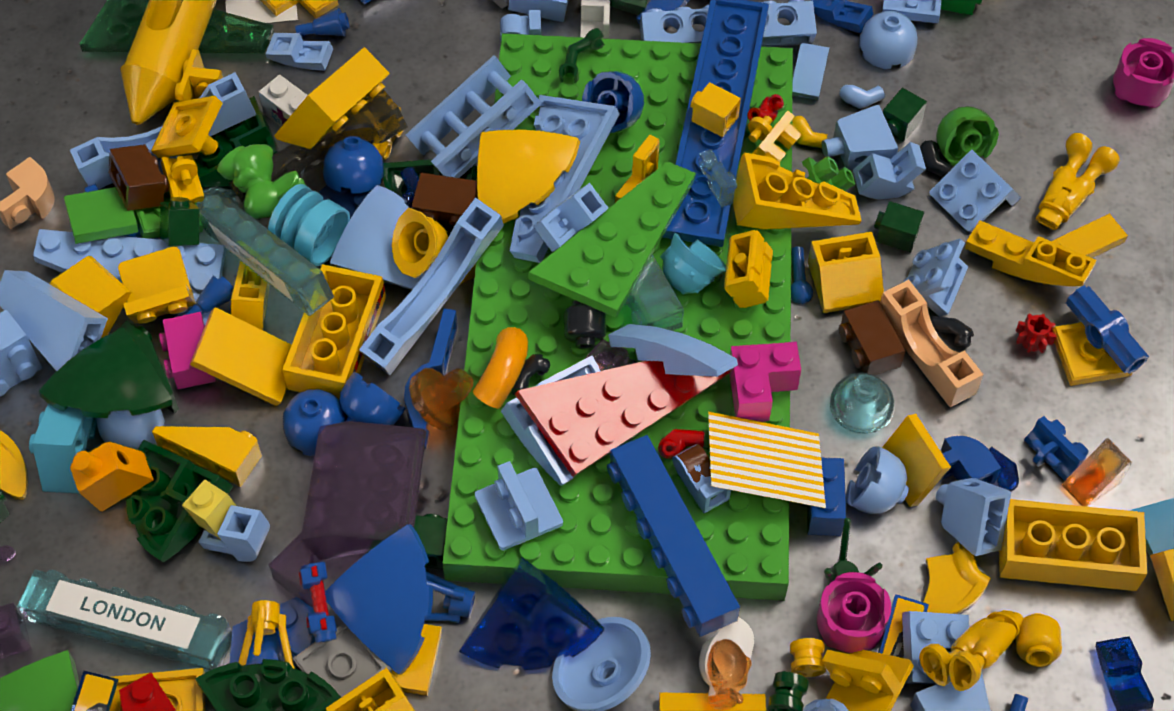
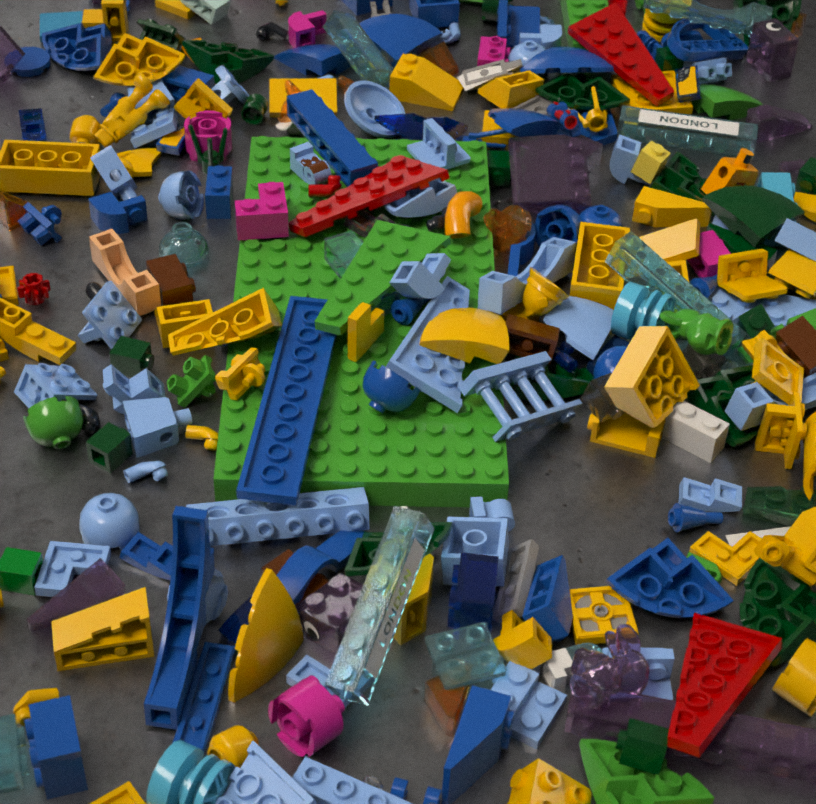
camera: 175 degrees right, 15 degrees down
(591, 41) = (418, 459): dark green arm -> none
(678, 351) = (330, 200): light blue slope -> none
(690, 267) = (314, 270): medium azure helmet -> none
(715, 109) = (295, 373): yellow brick -> none
(719, 180) = (292, 319): clear light blue plate -> none
(748, 269) = (271, 268): yellow brick -> none
(766, 460) = (261, 165): sticker -> none
(768, 107) = (242, 405): red arm -> none
(807, 657) = (237, 119): yellow wheel -> none
(809, 71) = (195, 487): light blue slope -> none
(920, 456) = (152, 200): yellow tile -> none
(1008, 476) = (82, 217): clear blue arm -> none

